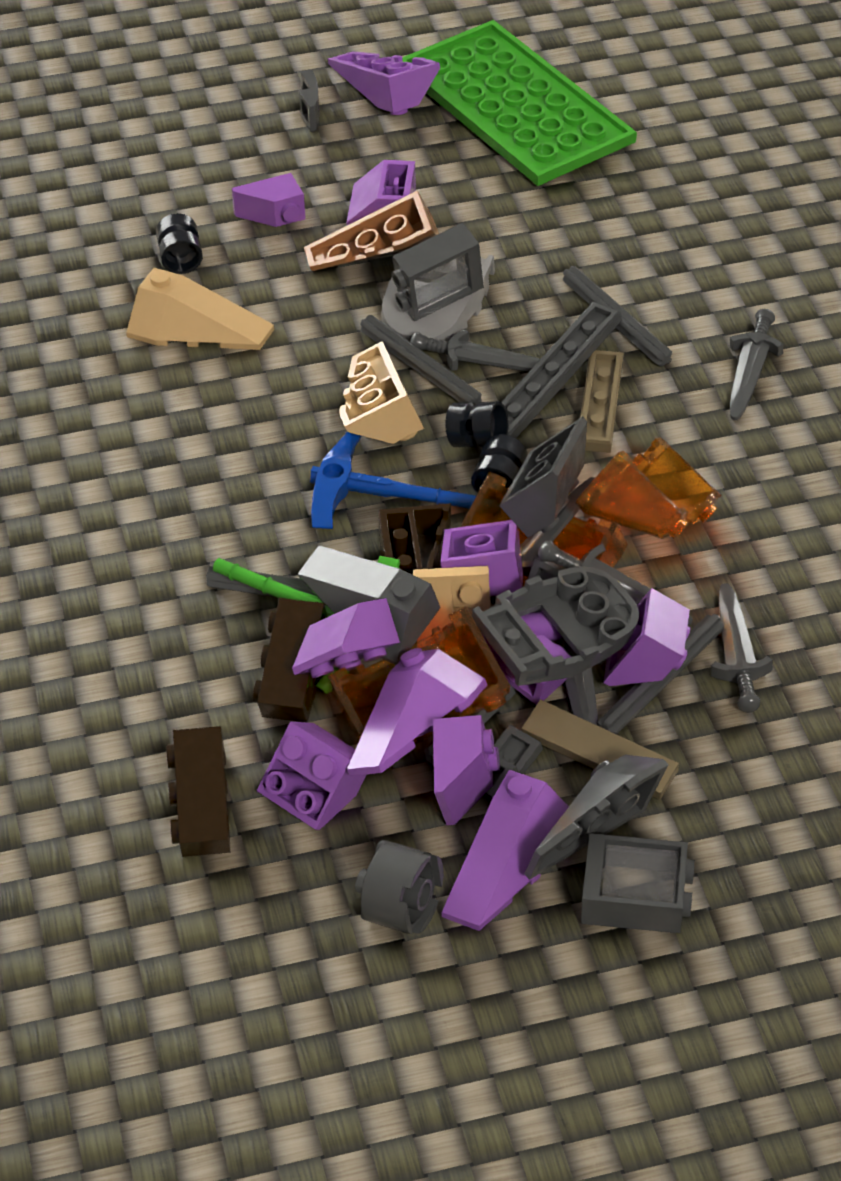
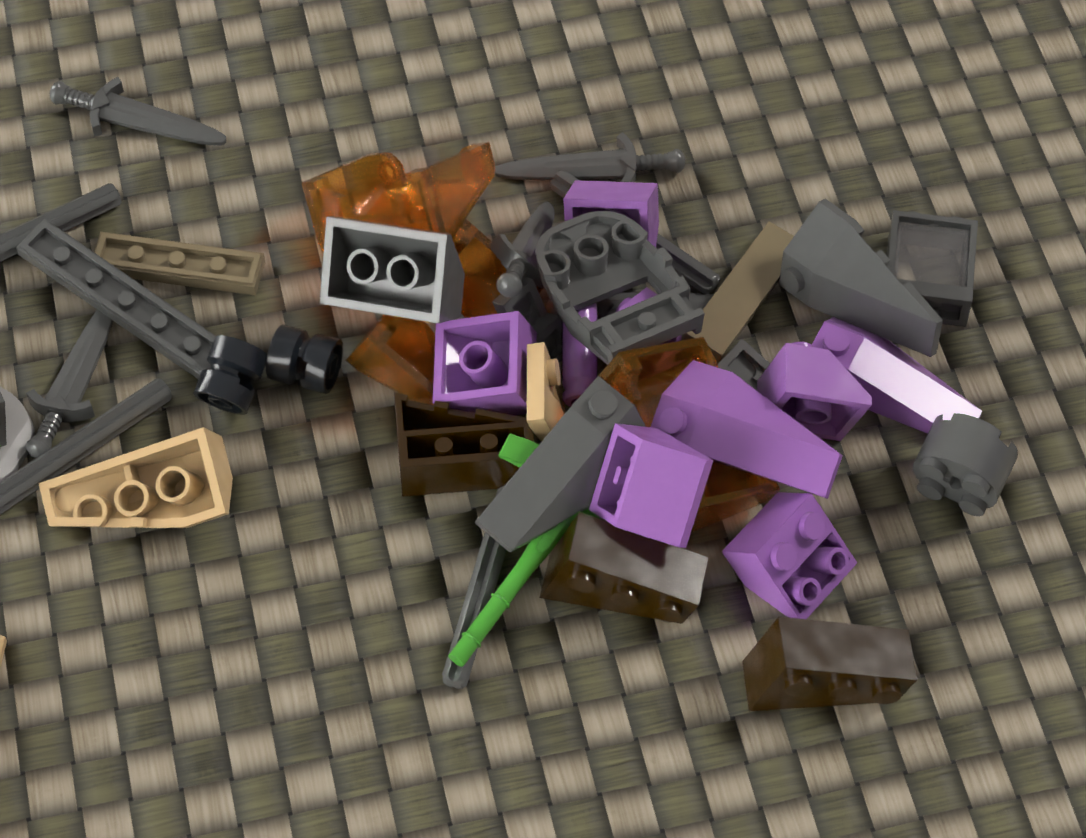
camera: 90 degrees left, 10 degrees up
(336, 478) = (291, 539): blue piece -> none

